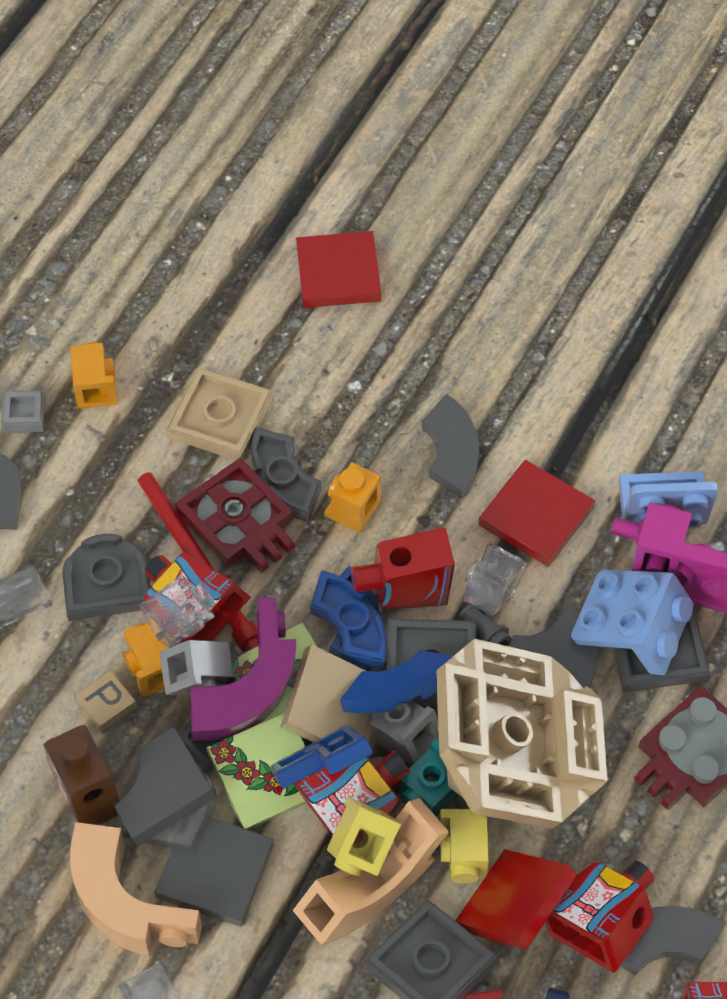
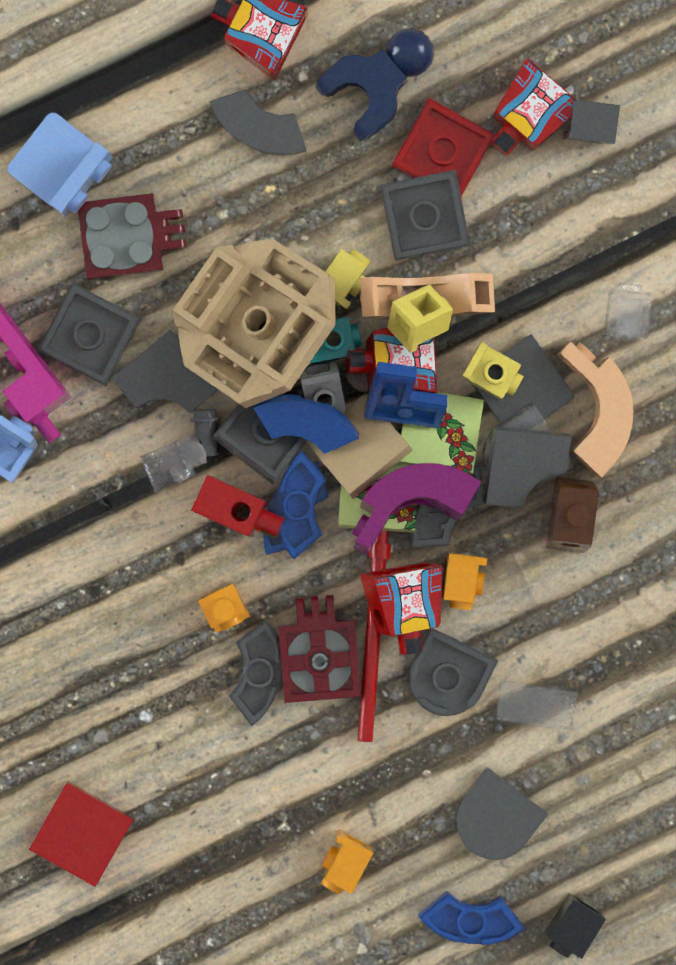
camera: 145 degrees left, 30 degrees up
(23, 411) = (417, 870): light grey tile -> none
(105, 701) = (514, 570): tan tile -> none
(178, 611) = (431, 581): clear brick -> none
(195, 665) = (443, 534): light grey brick -> none
(219, 414) = (269, 761): tan tile -> none
(258, 863) = (477, 372): none -> light yellow brick
(455, 446) = (109, 604): dark grey tile -> none
(516, 898) = (341, 212): red tile -> none
(536, 512) = (93, 502): red tile -> none
(604, 913) = (289, 161): red torso -> none
(635, 613) = (97, 358): light blue bracket -> none

